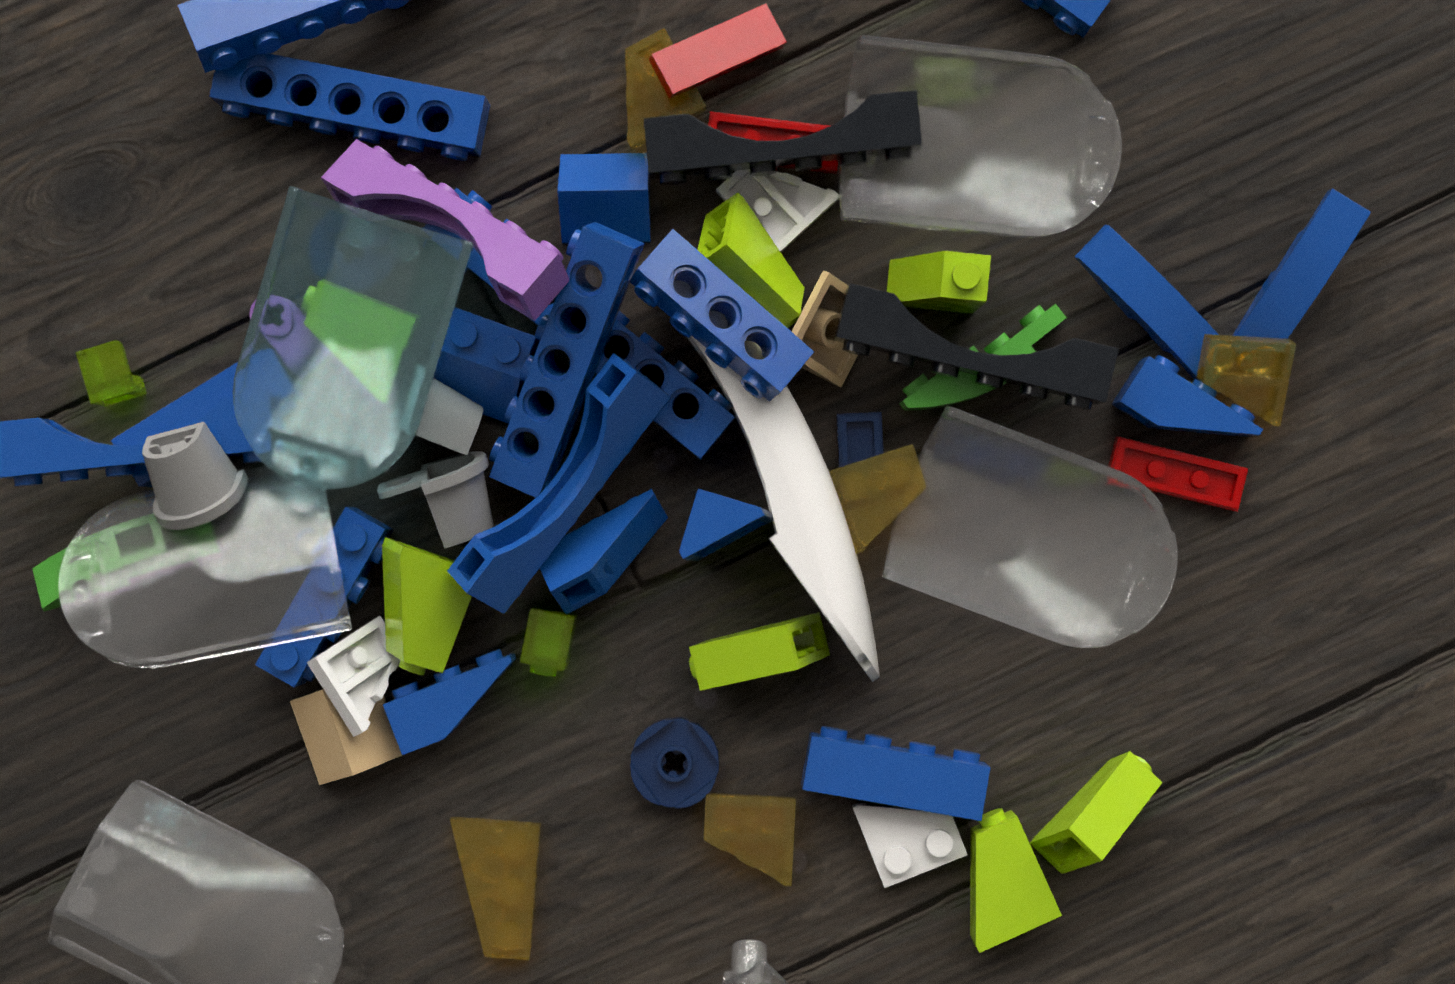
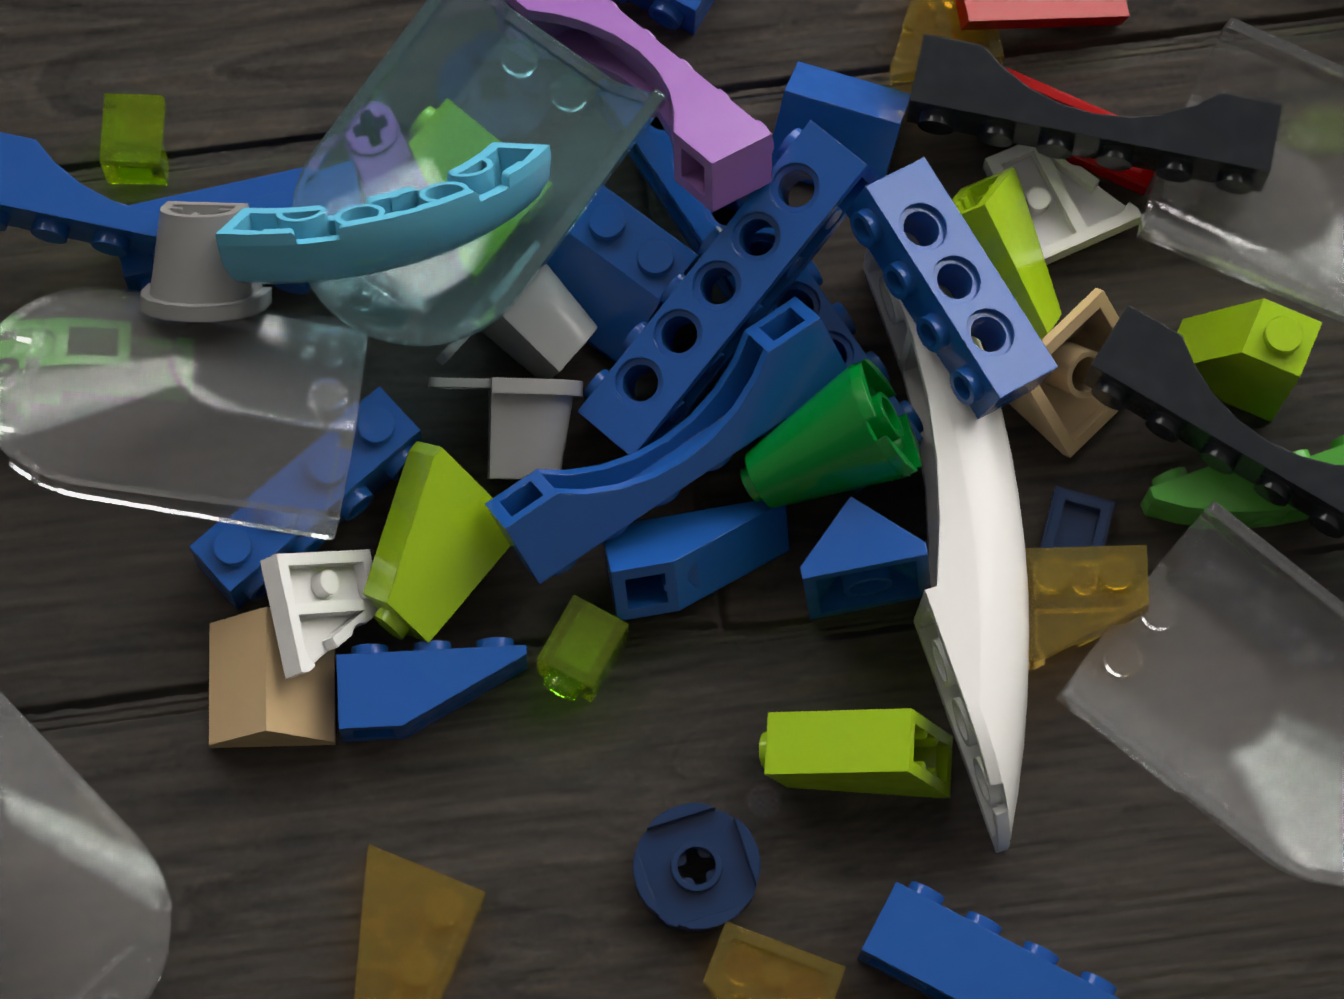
camera: 15 degrees right, 15 degrees down
(312, 412) = (390, 227): none -> medium azure brick
(677, 448) = (834, 443): none -> green cone

